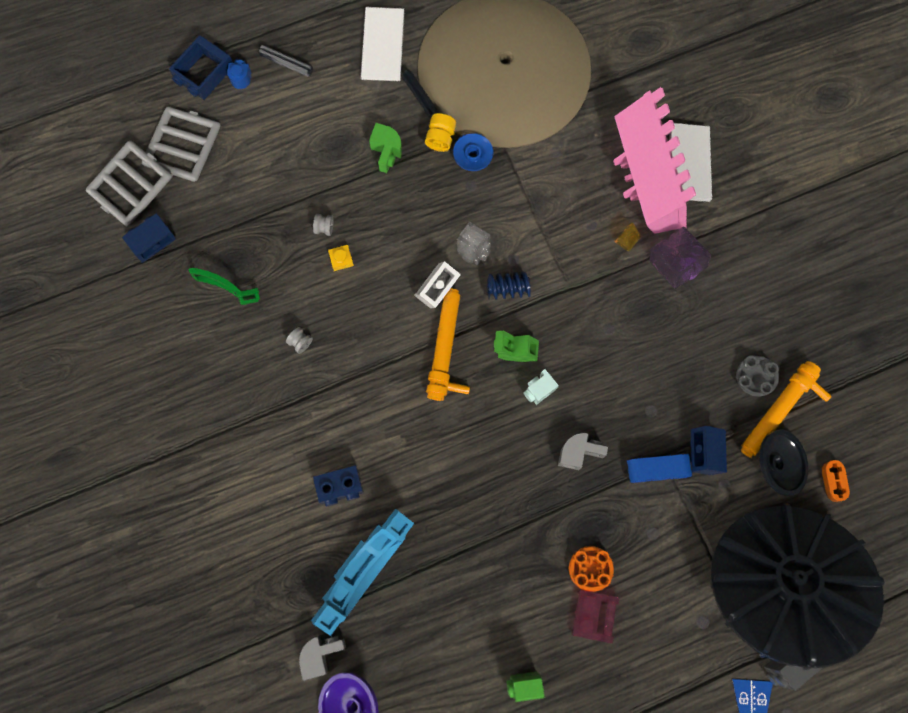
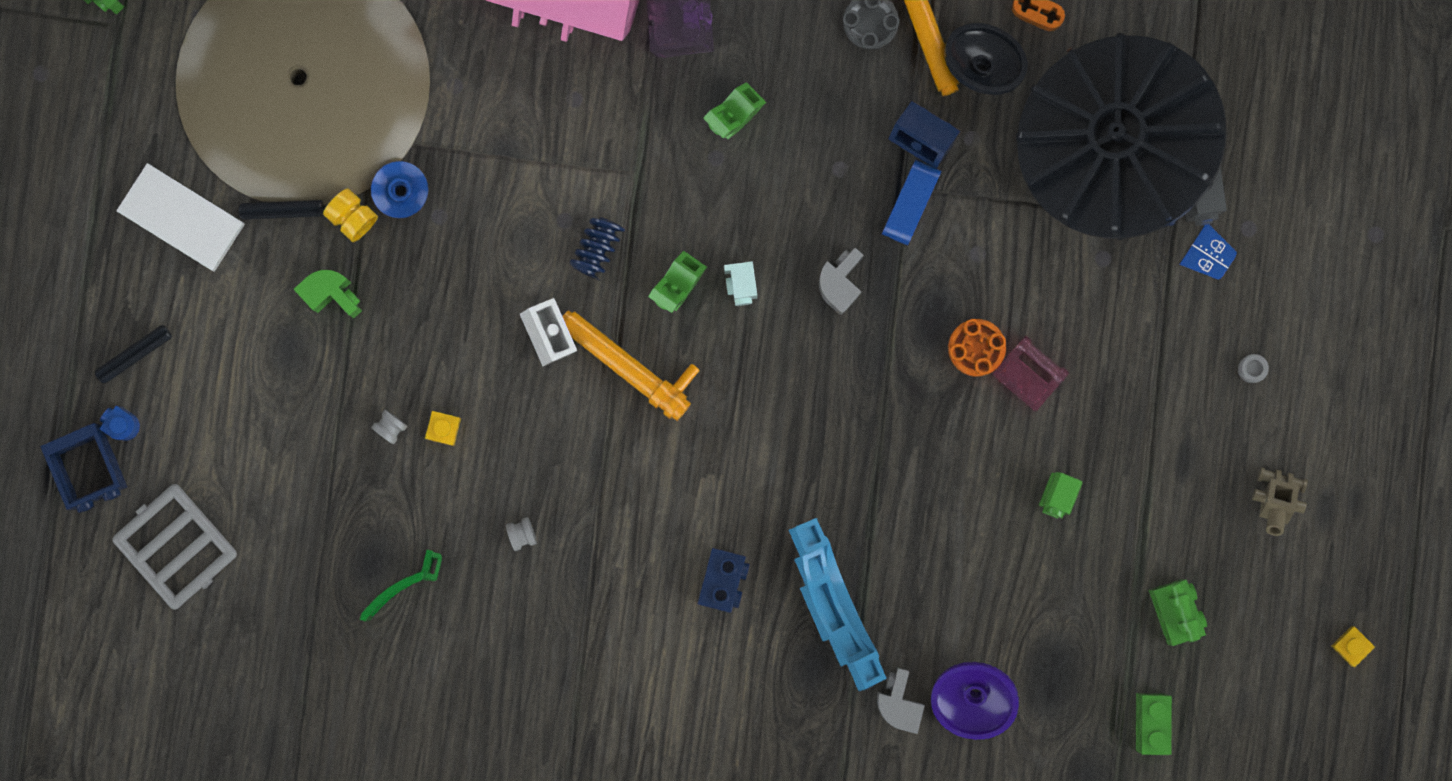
camera: 55 degrees left, 10 degrees up
(138, 205) = (166, 663): light grey bar -> none
(148, 237) = (285, 648): dark blue brick -> none
(473, 244) = (524, 259): clear brick -> none
(628, 237) = (617, 66): clear yellow slope -> none
(646, 323) = (735, 111): none -> bright green brick

